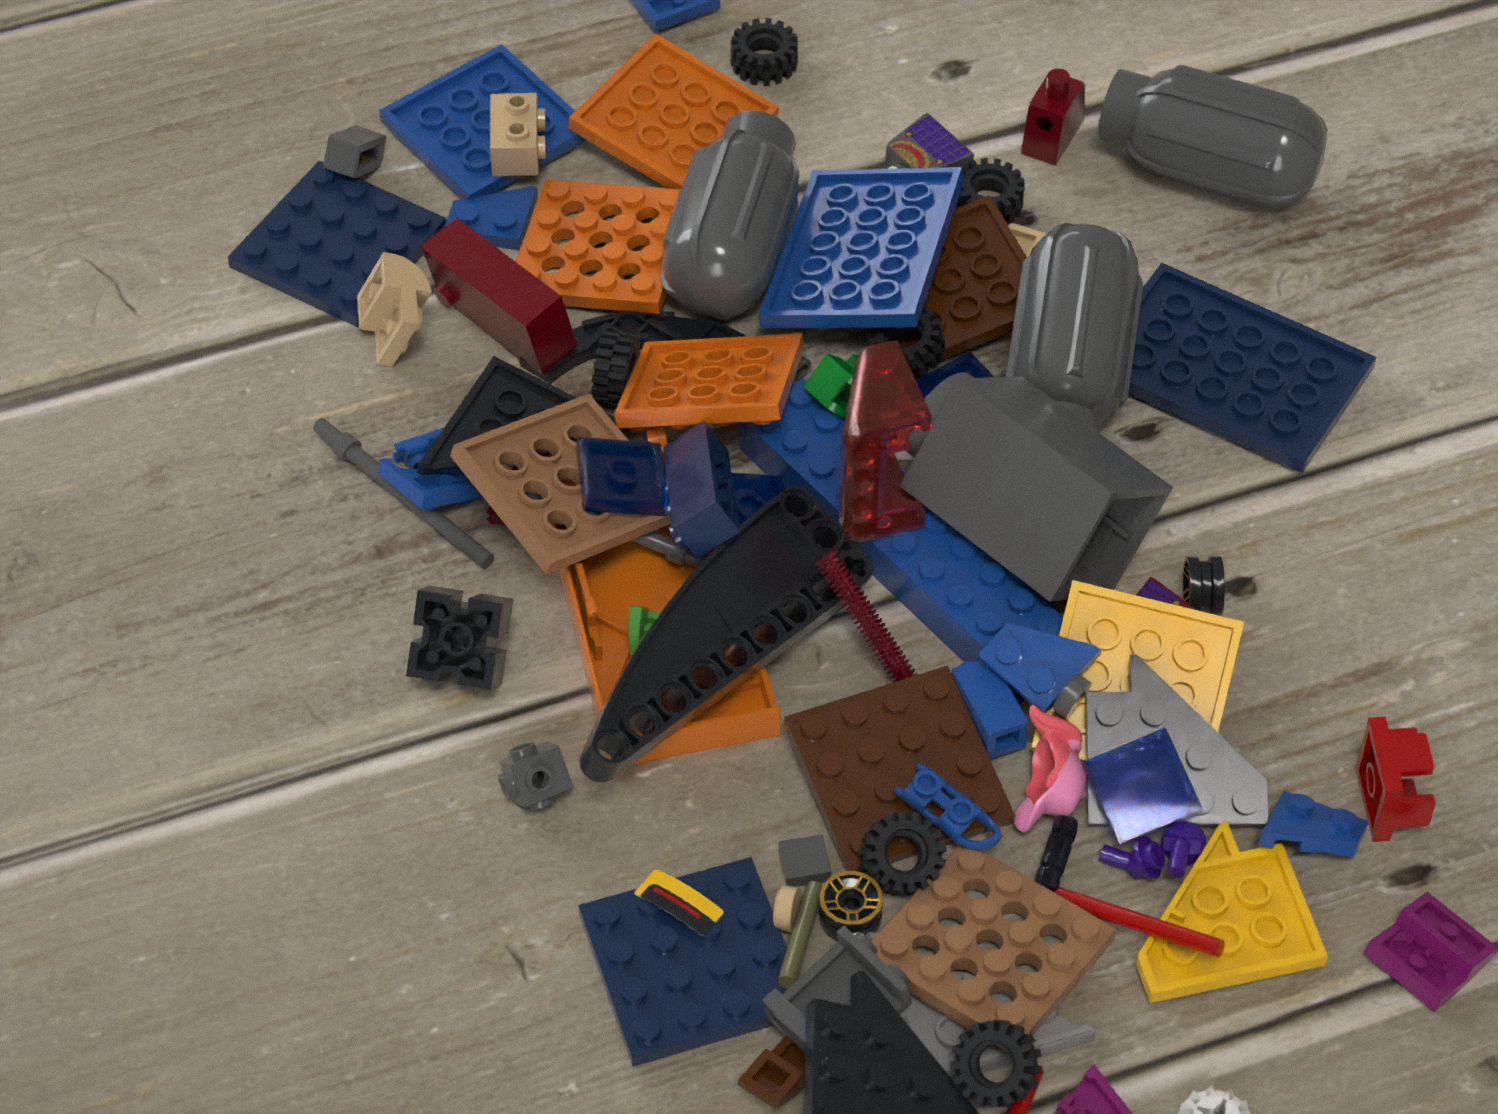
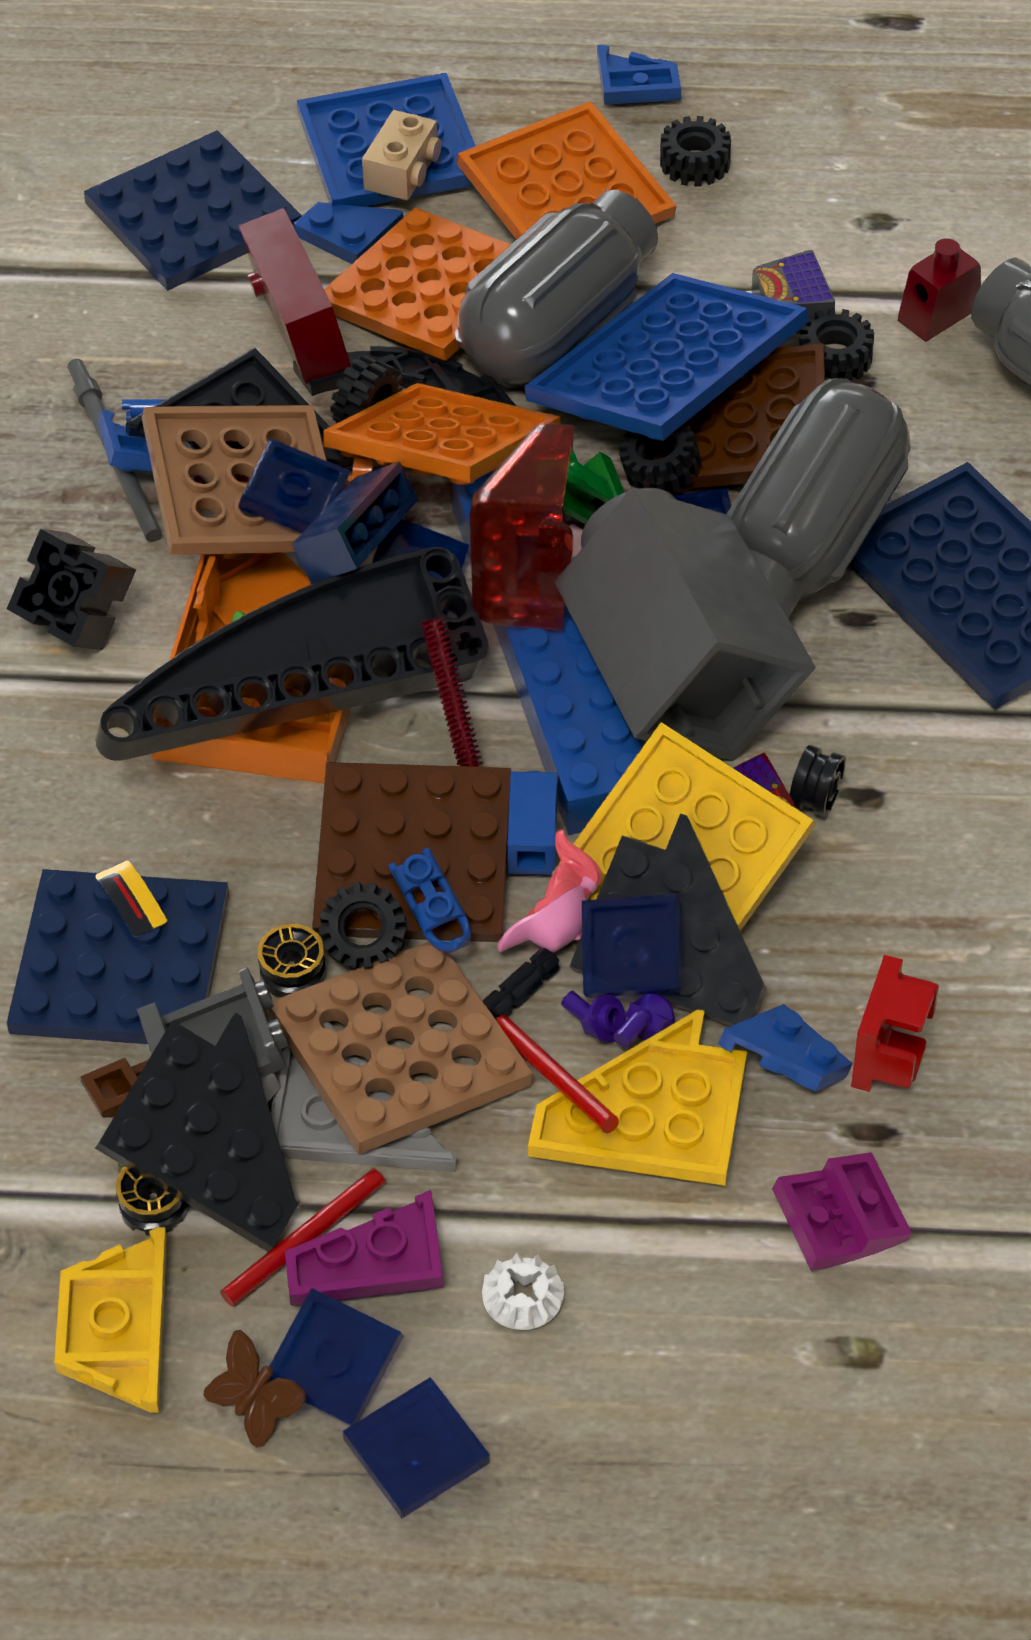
camera: 25 degrees right, 0 degrees up
(354, 151) = (249, 129): dark grey piece -> none
(392, 305) = (194, 274): tan brick -> none
(534, 774) = (82, 728): dark grey brick -> none
(786, 907) = (231, 941): tan tile -> none
(800, 935) = (221, 972): olive bar -> none
(804, 860) = (277, 903): dark grey tile -> none
(968, 1063) = (351, 1157): black tyre -> none
(1037, 662) = (590, 792): blue wing -> none
(1071, 695) = (604, 834): dark grey tile -> none

